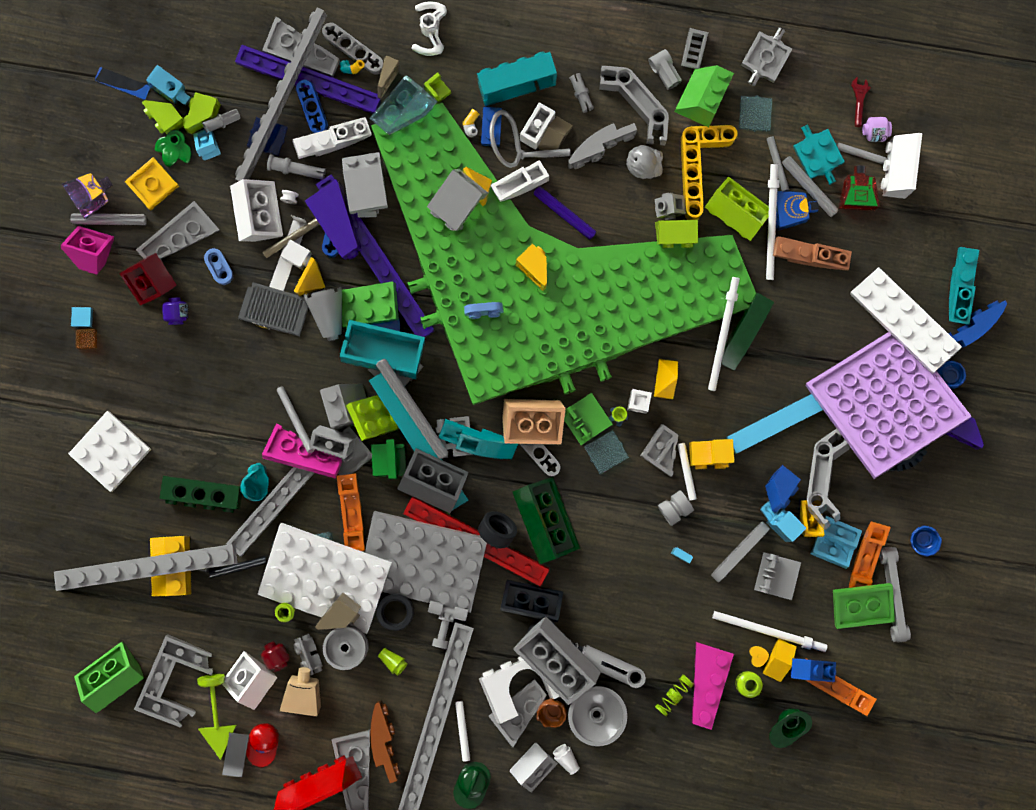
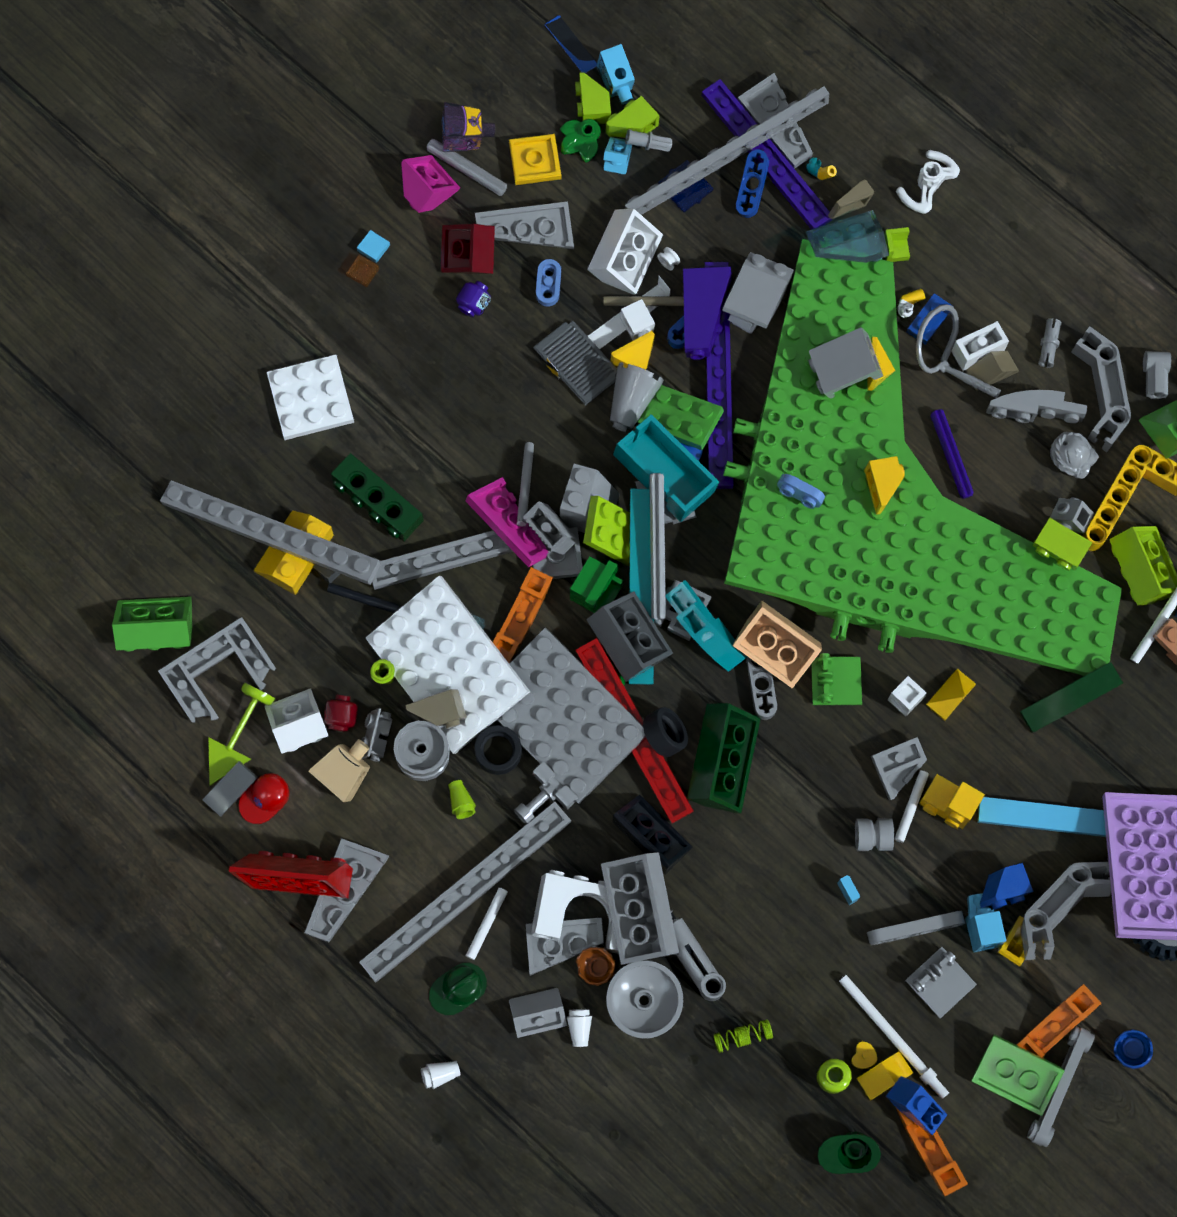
camera: 30 degrees right, 10 degrees down
(255, 483) = (440, 522): teal hair -> none
(287, 166) = (687, 227): light grey pin -> none
(330, 140) = (751, 229): white slope -> none
(353, 48) = (830, 154): light grey beam -> none
(381, 733) = (397, 867): dark orange slope -> none
(516, 78) = (988, 284): teal piece -> none
(520, 181) = (925, 391): white slope -> none
(606, 452) = (835, 730): clear light blue piece -> none
(619, 414) = (876, 695): lime piece -> none
(709, 681) = (791, 1047): dark pink wing -> none
(731, 297) = (1079, 647): white bar -> none
(837, 544) = (1030, 988): medium azure slope -> none

